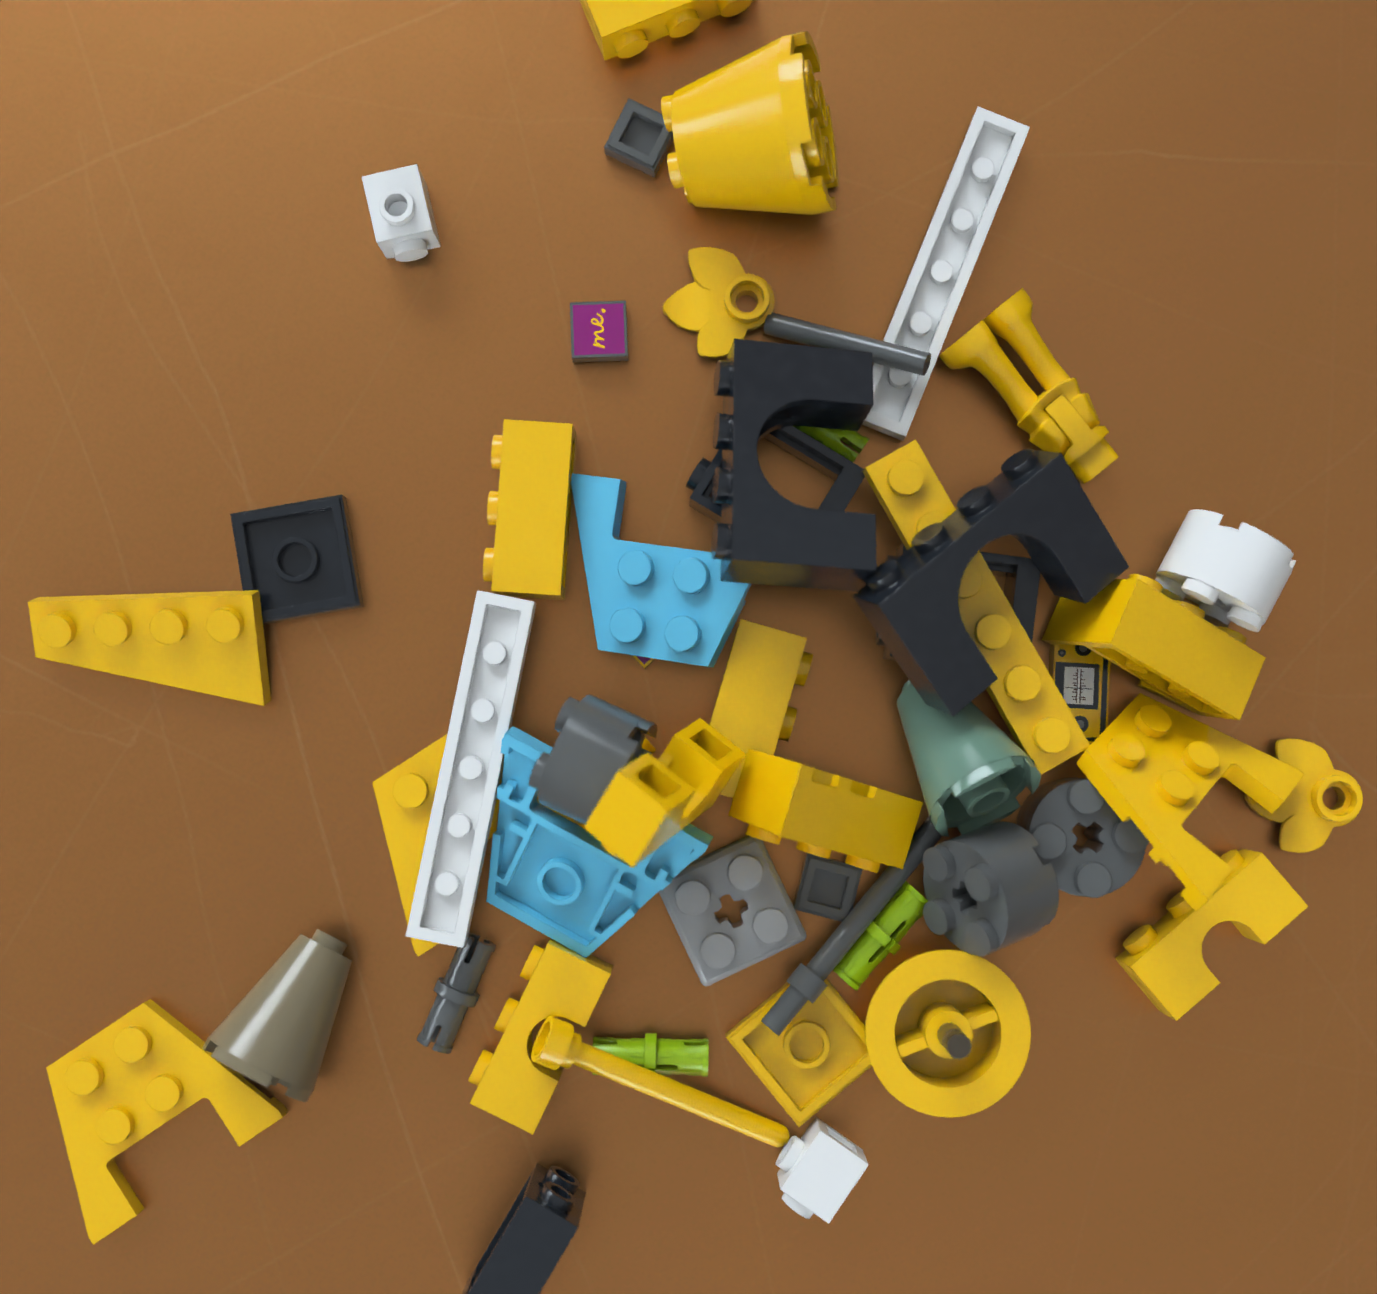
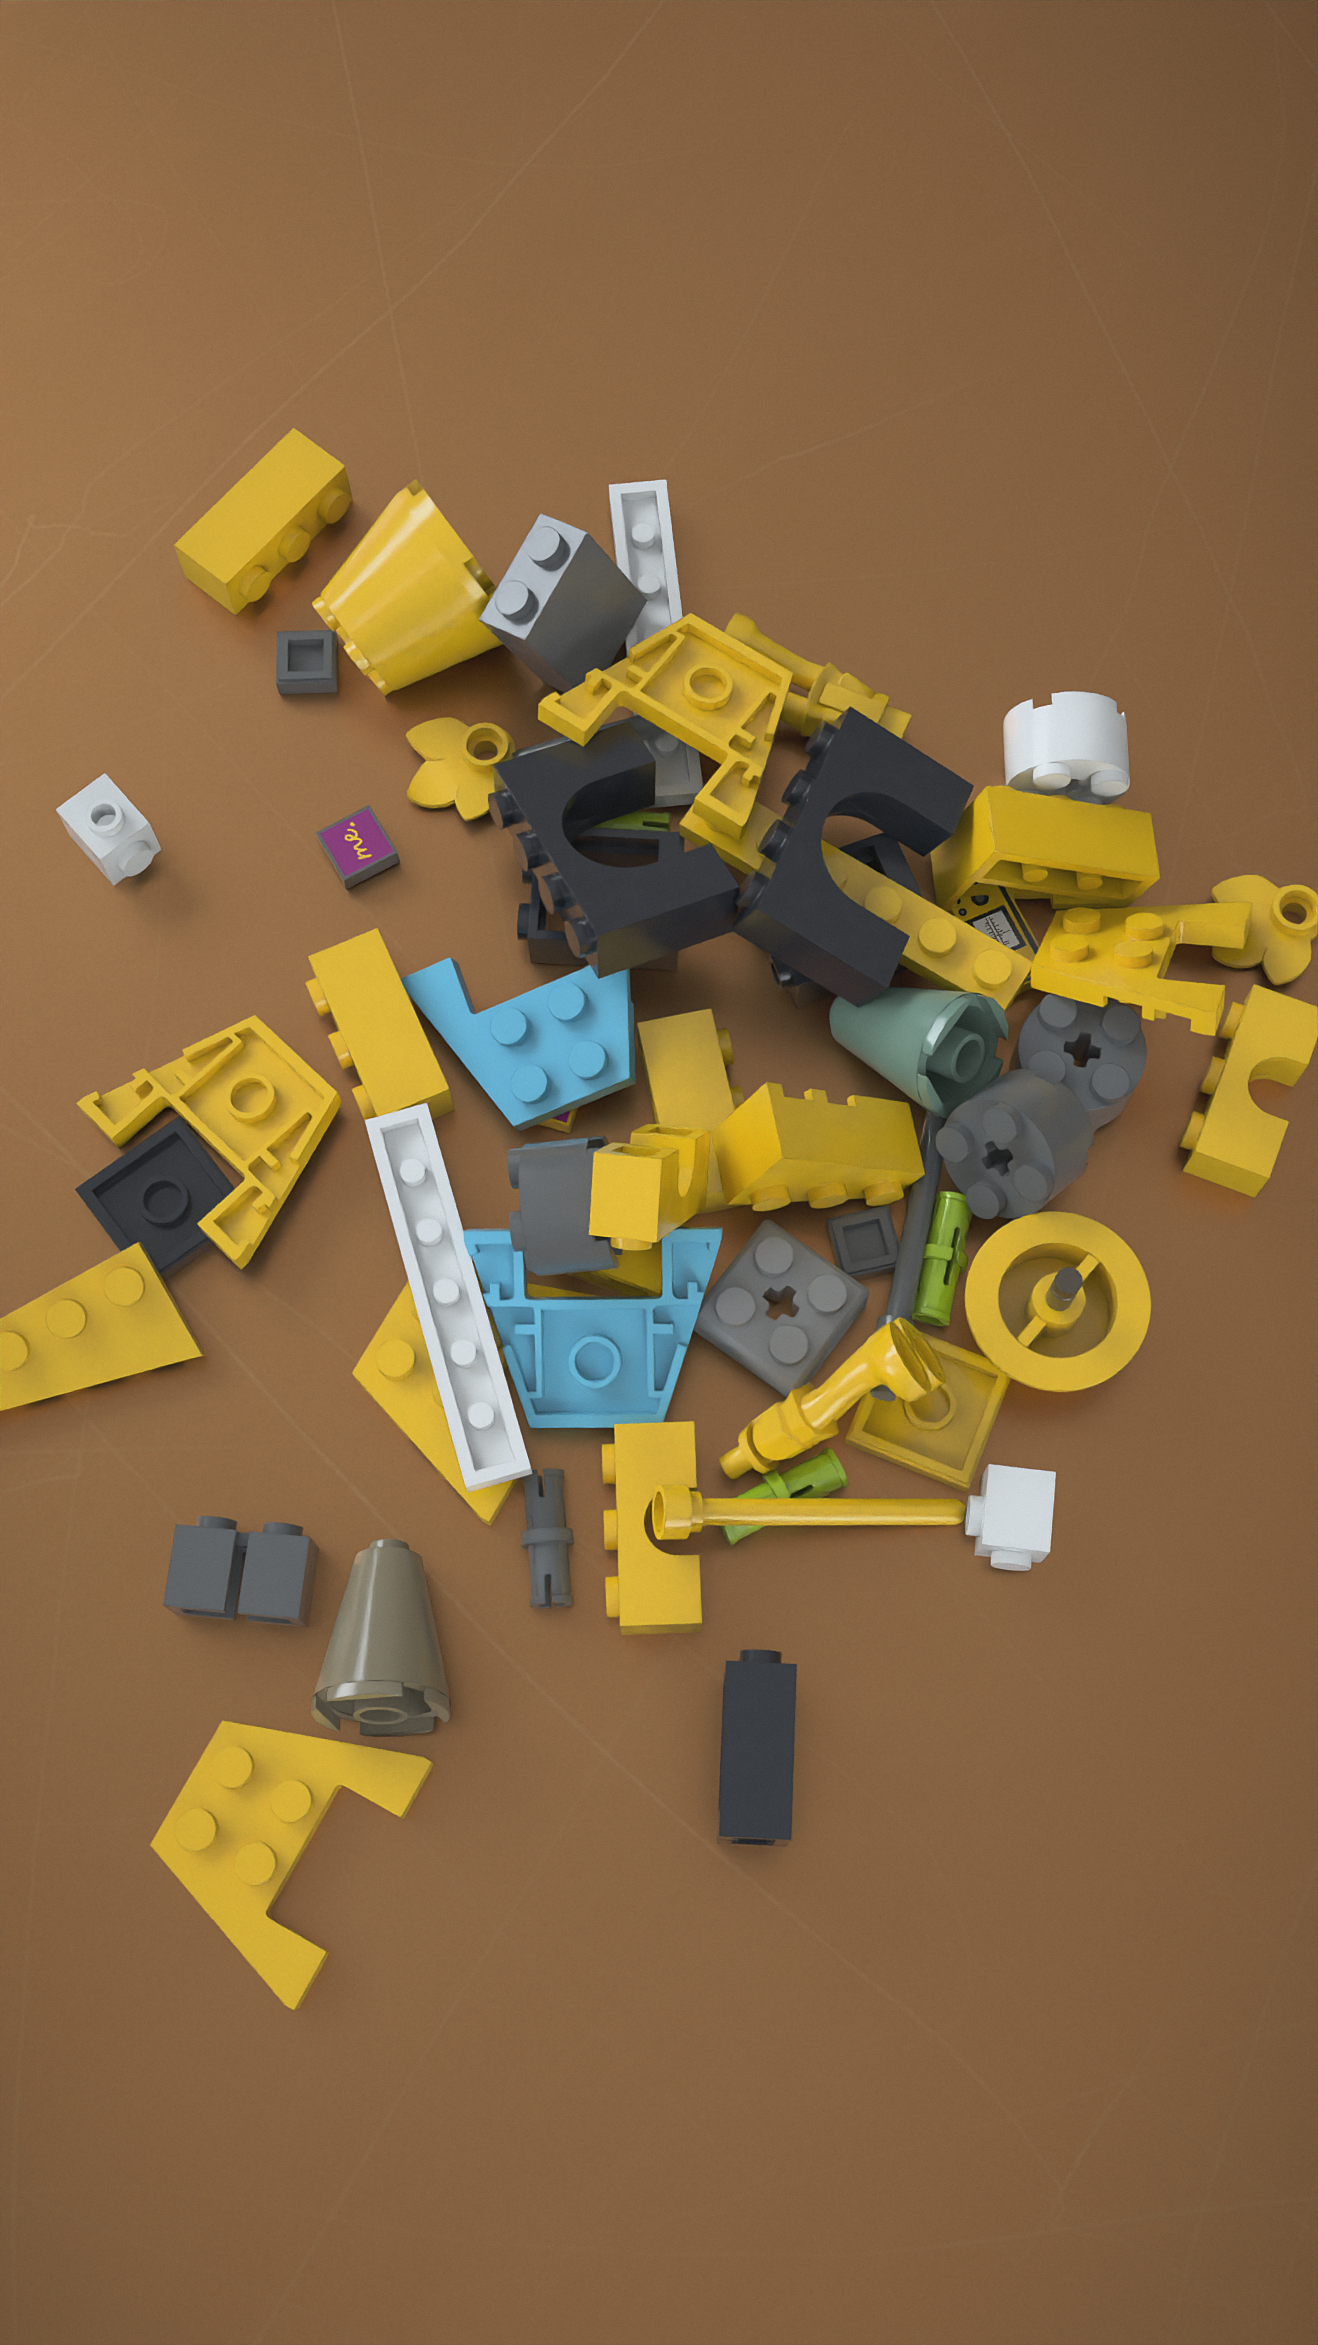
camera: 25 degrees left, 15 degrees down
(187, 882) = (210, 1564): none -> dark grey piece
(399, 516) = (249, 1104): none -> yellow wing
(786, 1022) = (891, 1356): none -> yellow piece
(872, 215) = (563, 605): none -> dark grey brick
(948, 361) = (700, 691): none -> yellow wing

